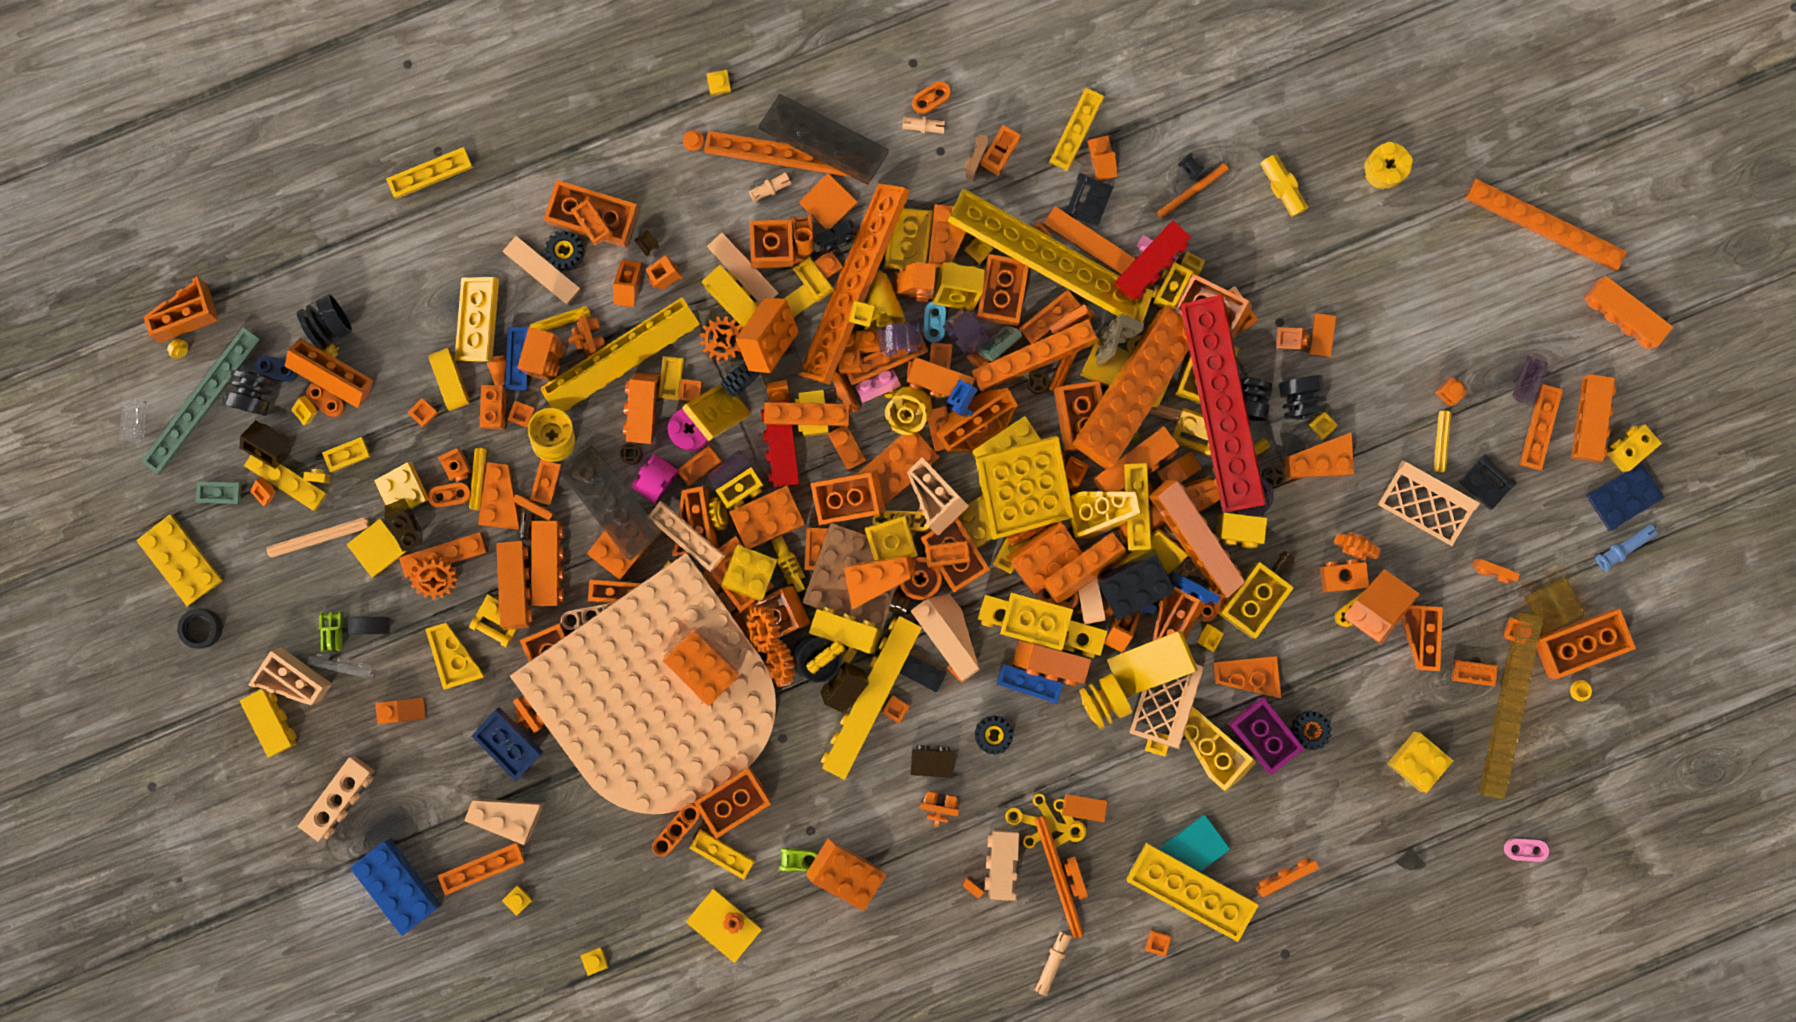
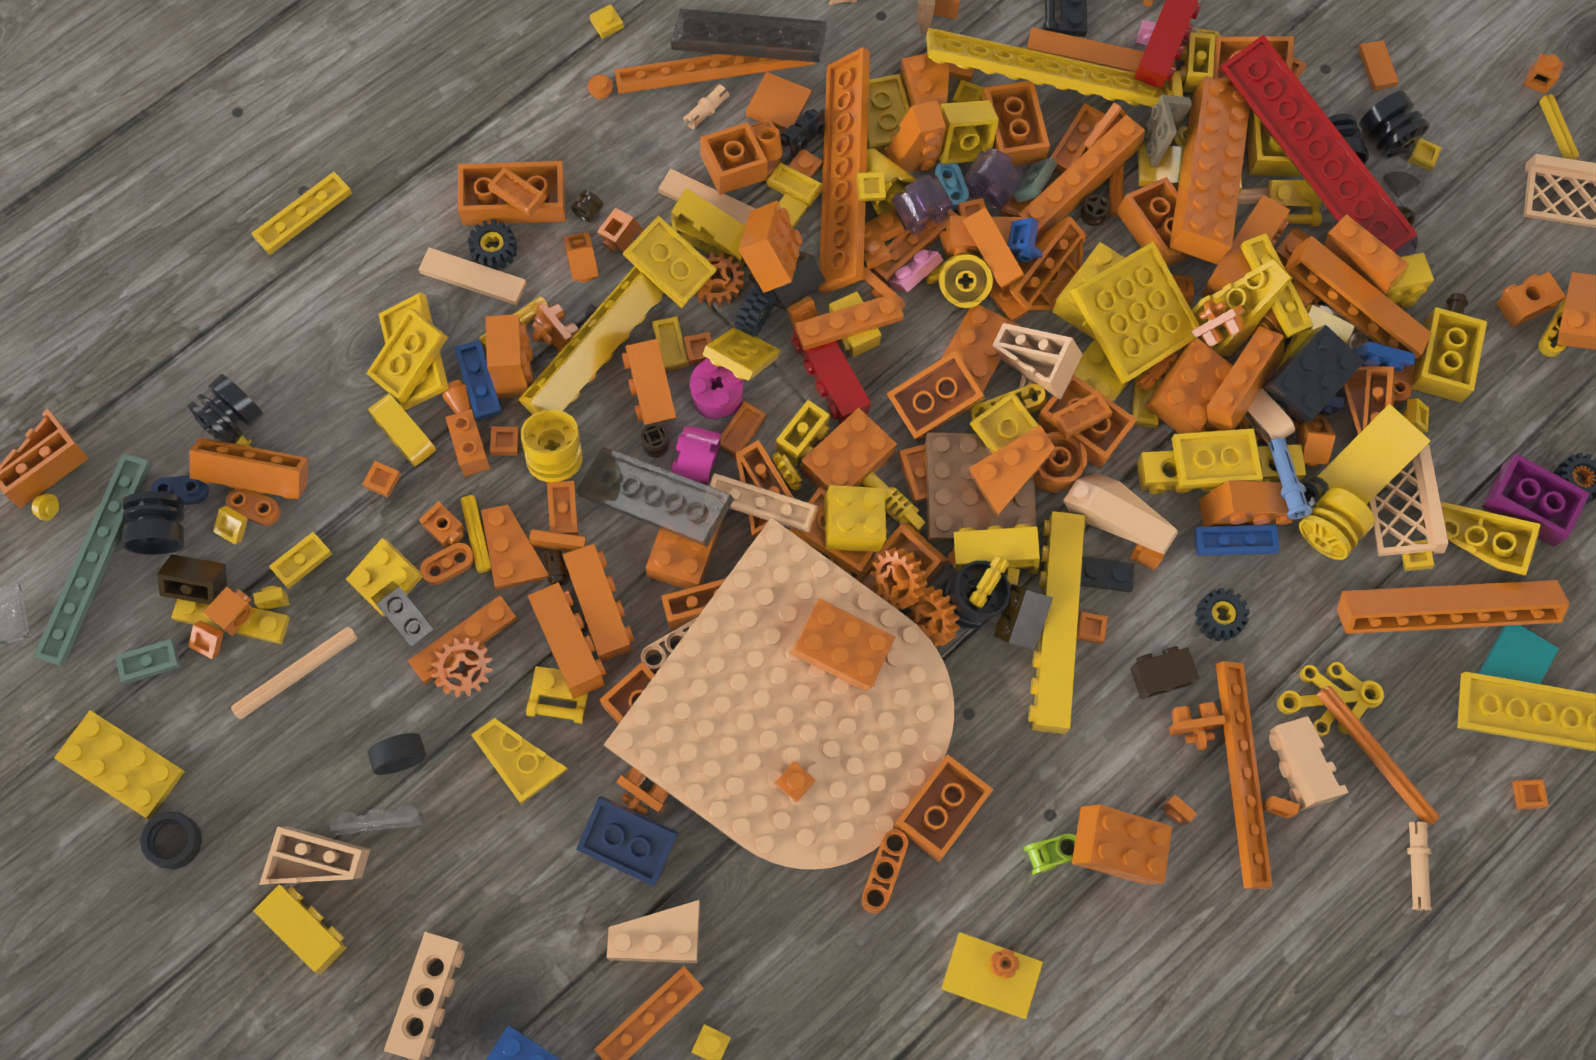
camera: 25 degrees left, 15 degrees down
(284, 479) = (230, 610): none -> orange brick
(331, 636) = (348, 779): lime arm -> none
(376, 548) = (374, 660): yellow tile -> none
(400, 710) = (472, 850): orange slope -> none
(470, 323) = (407, 355): none -> yellow tile
(634, 748) = (794, 781): none -> orange plate
(687, 320) = (669, 261): none -> yellow tile
(722, 854) = (953, 884): yellow tile -> none
(728, 469) = (779, 418): clear purple brick -> none
(846, 447) = (907, 350): orange plate -> none
(898, 863) = (1178, 811): none -> orange plate
(899, 603) = (1045, 500): dark brown wheel -> none
(936, 396) = (993, 247): none -> orange tile
(957, 855) = (1244, 776): none -> orange plate
(1072, 869) = (1397, 746): orange plate -> none
(1081, 516) = (1231, 319): none -> orange hips
(1081, 666) = (1291, 489): none -> medium blue pin
(1084, 808) = (1368, 661): orange tile -> none
(1101, 668) = (1315, 490): none -> black bush
(1164, 791) = (1452, 606): none -> orange brick
(1216, 507) = (1366, 254): none -> orange brick
(1252, 675) = (1481, 441): orange wing -> none
(1292, 339) = (1349, 76): orange bracket -> none
(1324, 460) = (1447, 185): orange wedge -> none
(1357, 546) = (1531, 257): orange gear -> none

